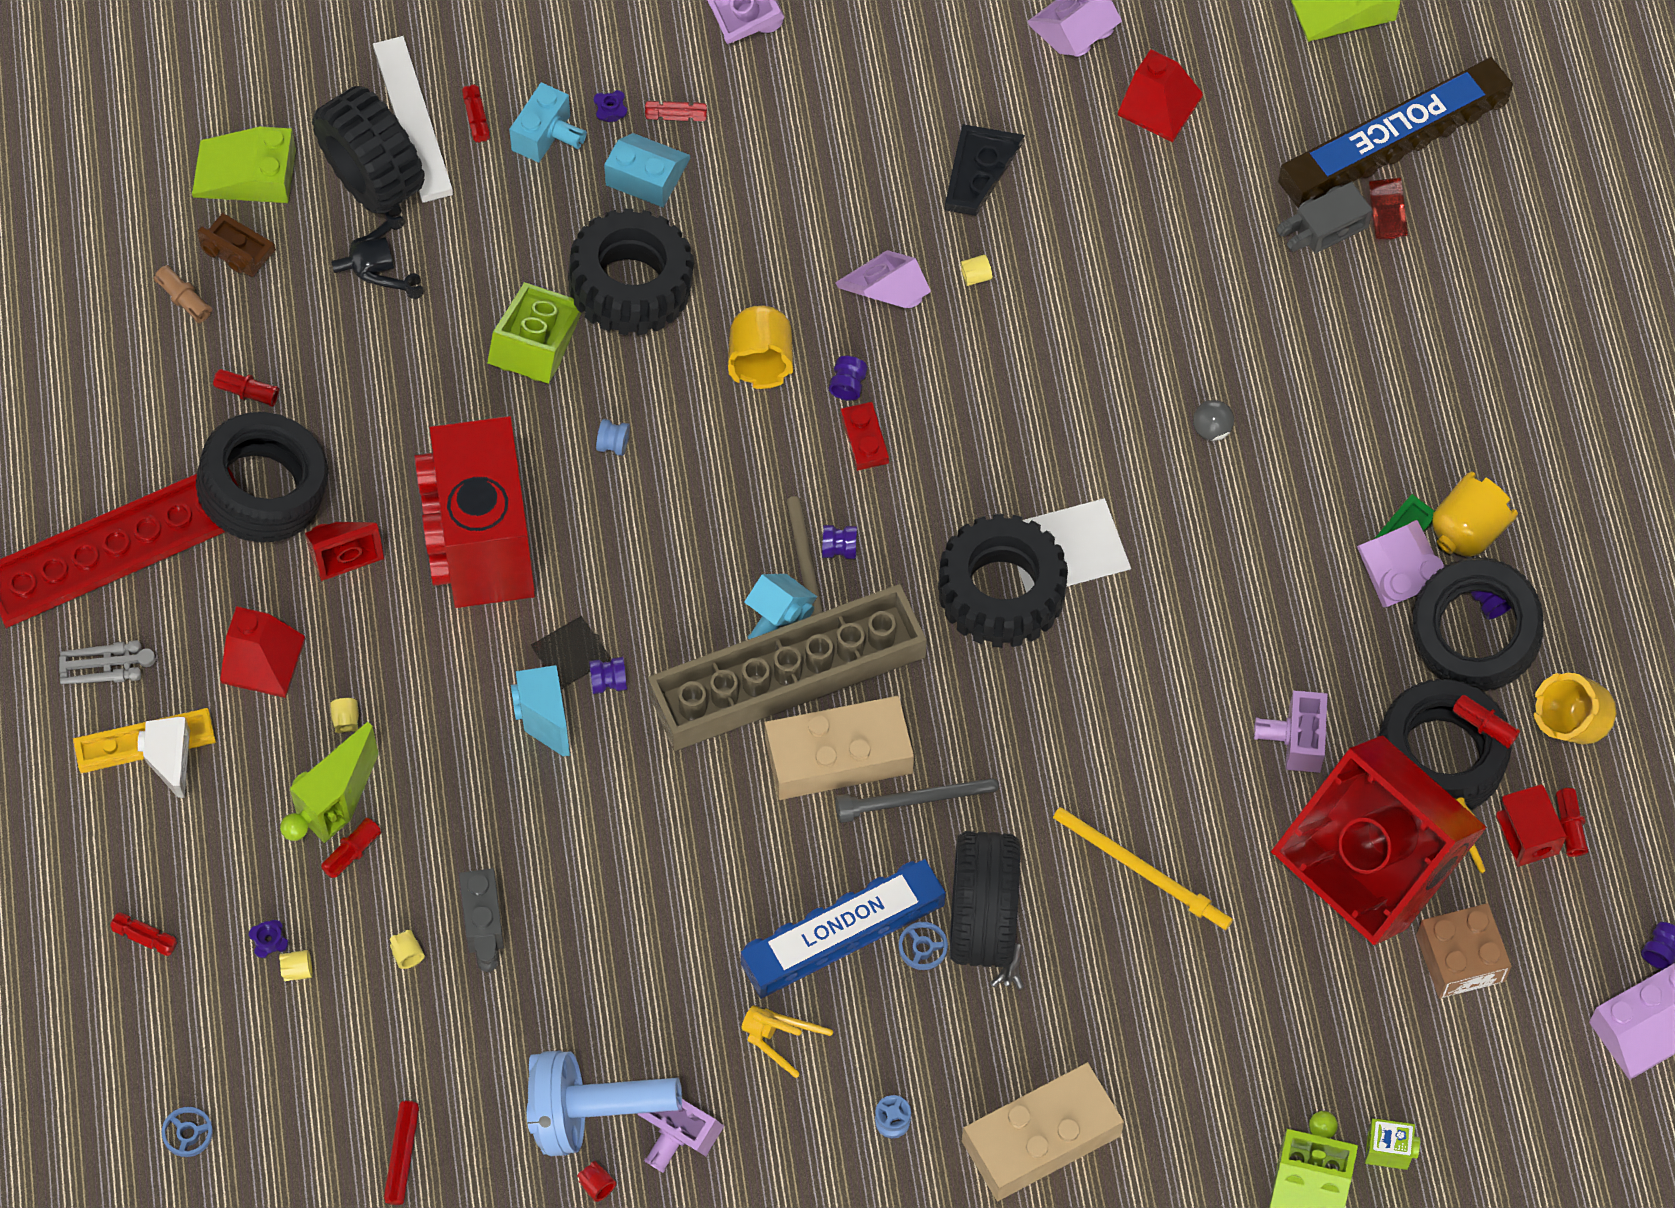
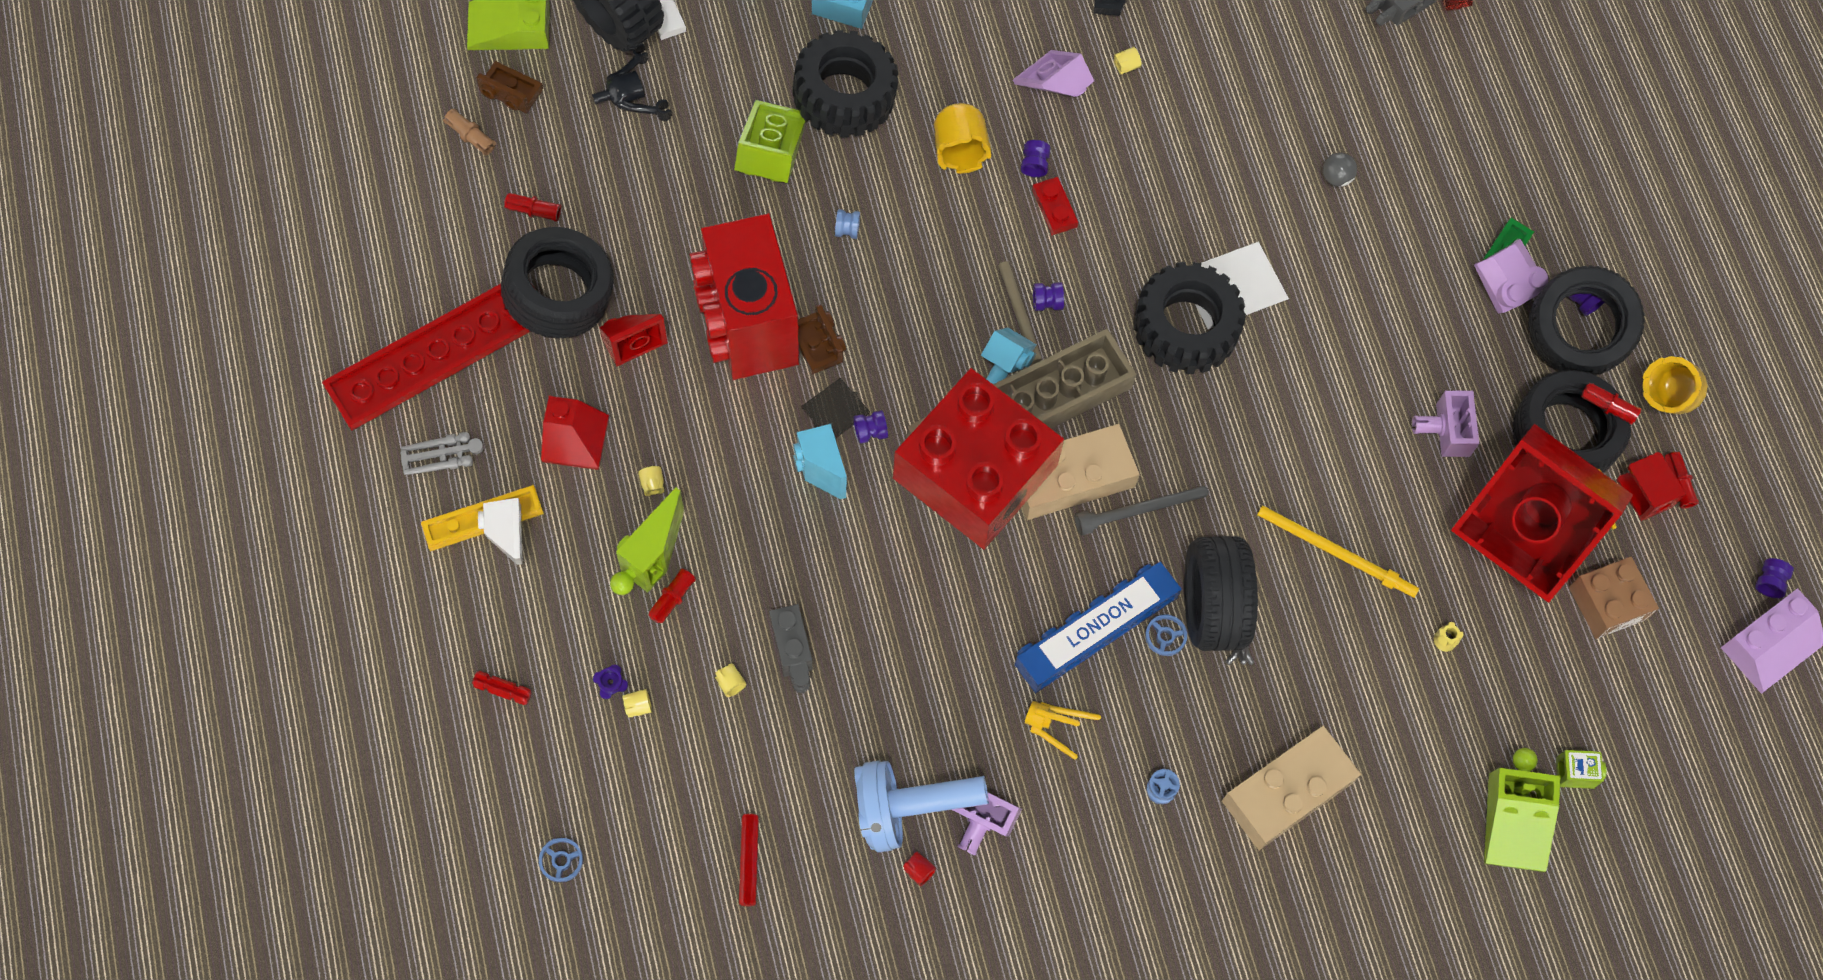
camera: 10 degrees left, 5 degrees up
(559, 570) = (819, 342): none -> reddish brown bracket
(719, 718) = (977, 458): none -> red brick
(1255, 986) = (1443, 642): none -> light yellow hose
(1472, 516) = (1563, 231): yellow cylinder -> none

